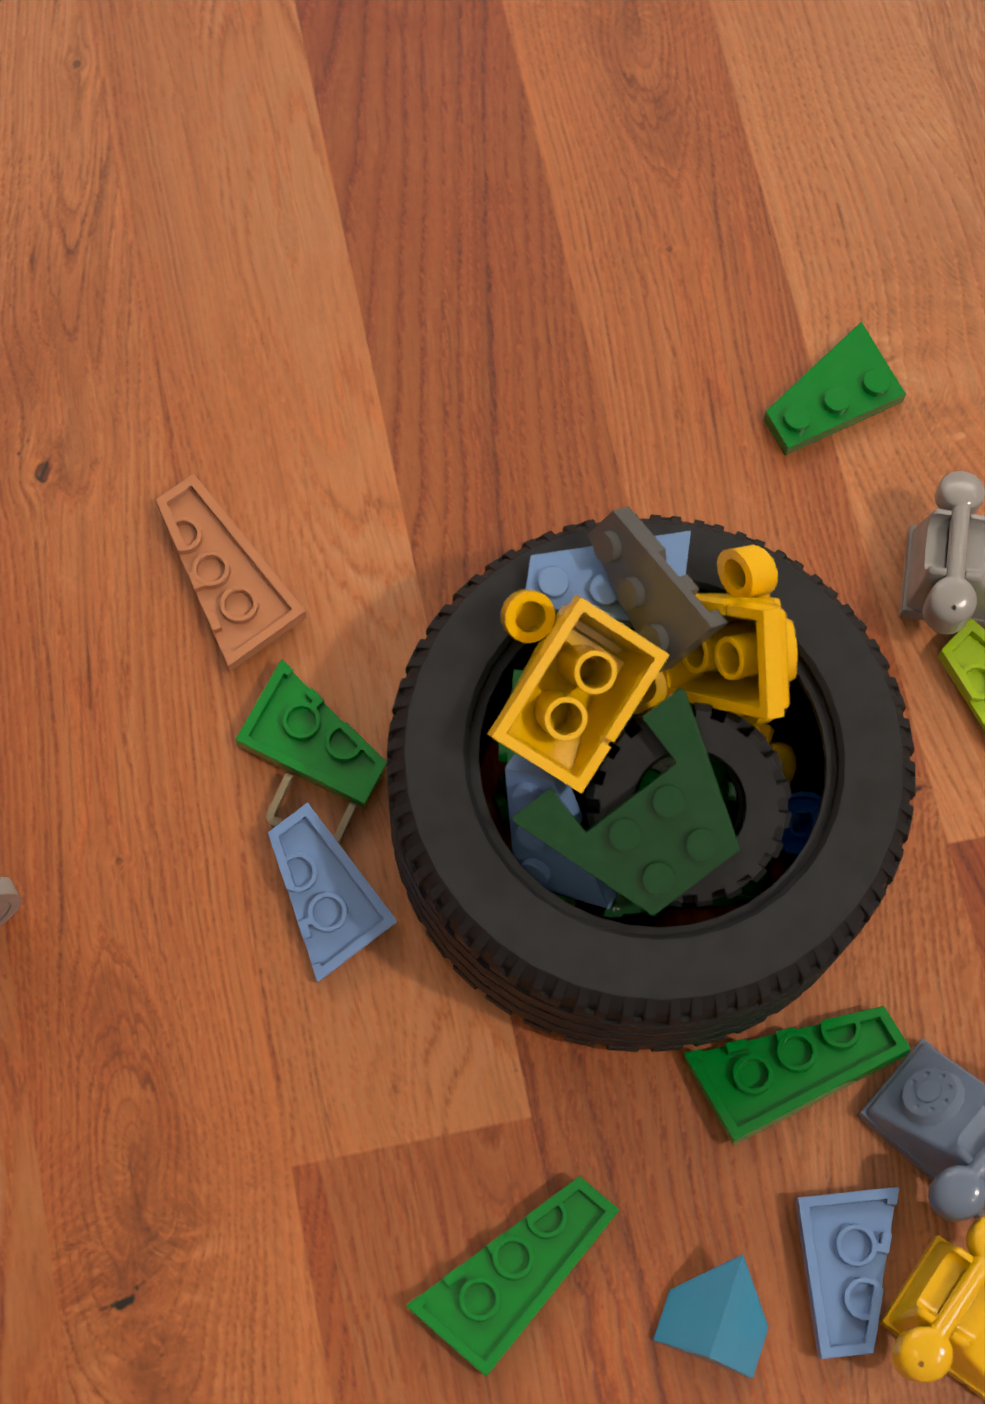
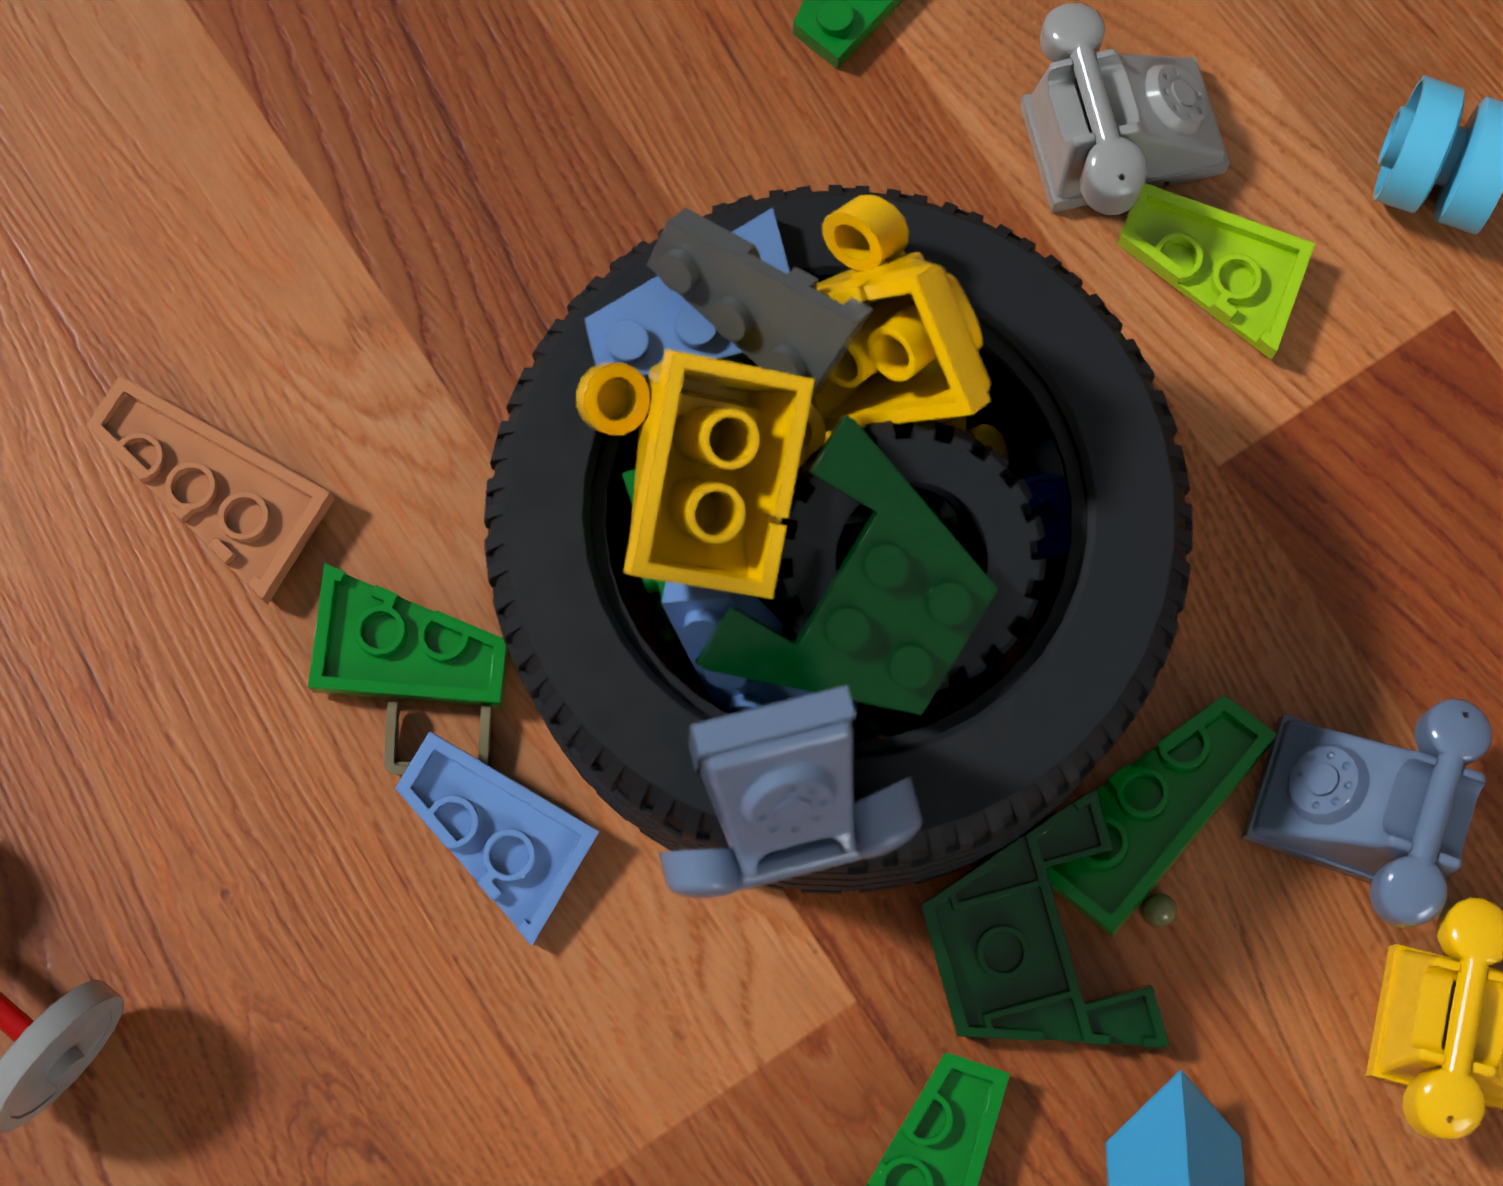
camera: 15 degrees left, 5 degrees up
(536, 916) = (786, 798): none -> sand blue piece
(653, 1124) = (1008, 953): none -> dark green wing
(775, 1141) = (1159, 910): none -> olive piece
(844, 1265) = (1301, 1026): medium blue wing -> none

